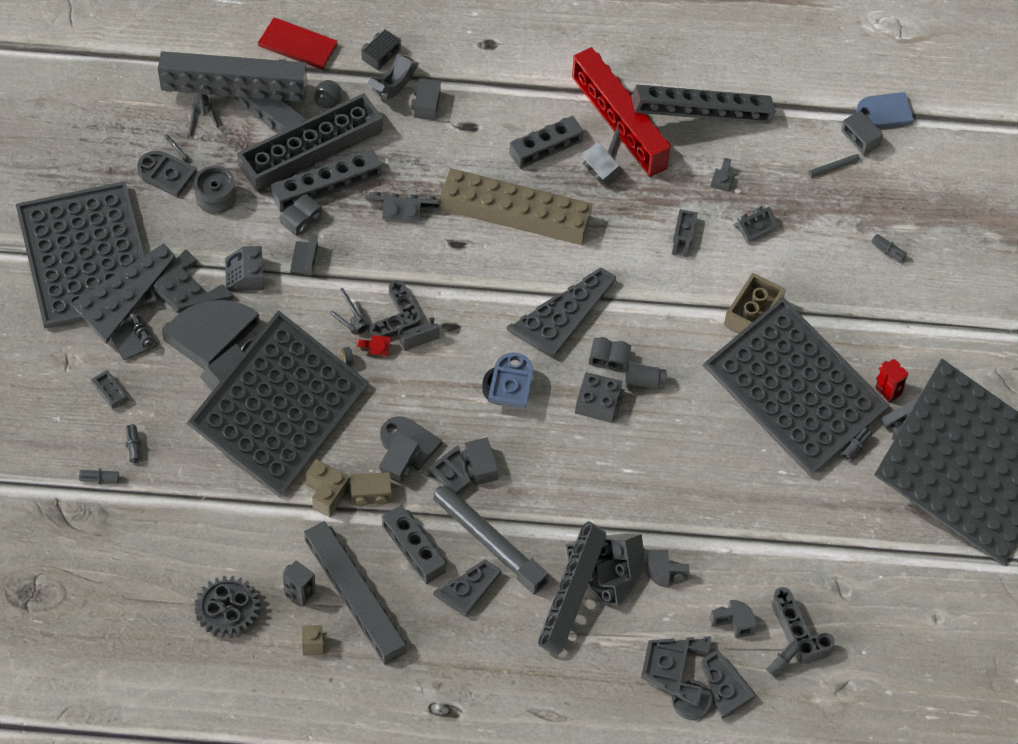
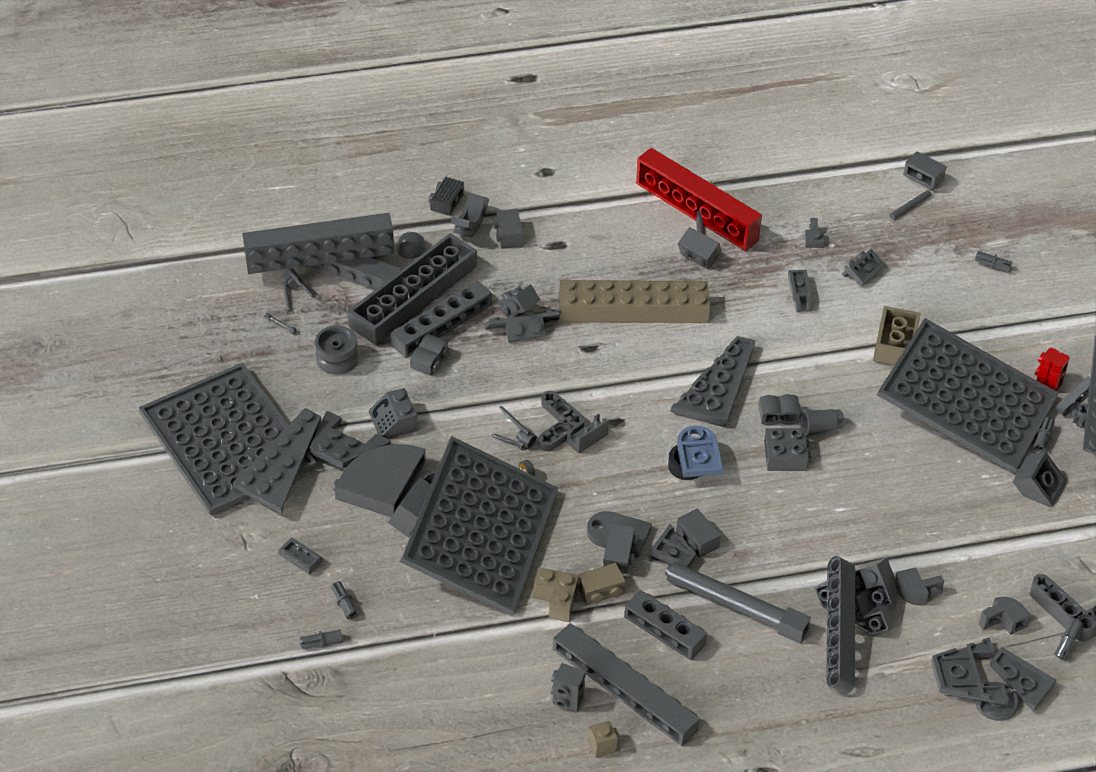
camera: 15 degrees left, 10 degrees down
(133, 337) = (305, 502): dark grey hinge -> none
(166, 172) = (278, 347): dark grey tile -> none
(227, 606) = (502, 729): dark grey gear -> none
(298, 43) = (351, 204): red tile -> none
(304, 257) = (447, 391): dark grey panel -> none
(378, 345) = (552, 452): red plate -> none
(402, 180) = (518, 300): none -> dark grey brick
(469, 588) = (736, 652): dark grey wing -> none
(546, 142) = (637, 241): dark grey brick -> none
(703, 104) = (773, 174): dark grey brick -> none
(830, 490) = (1039, 479): none -> dark grey slope
(887, 110) = (938, 147): sand blue tile -> none

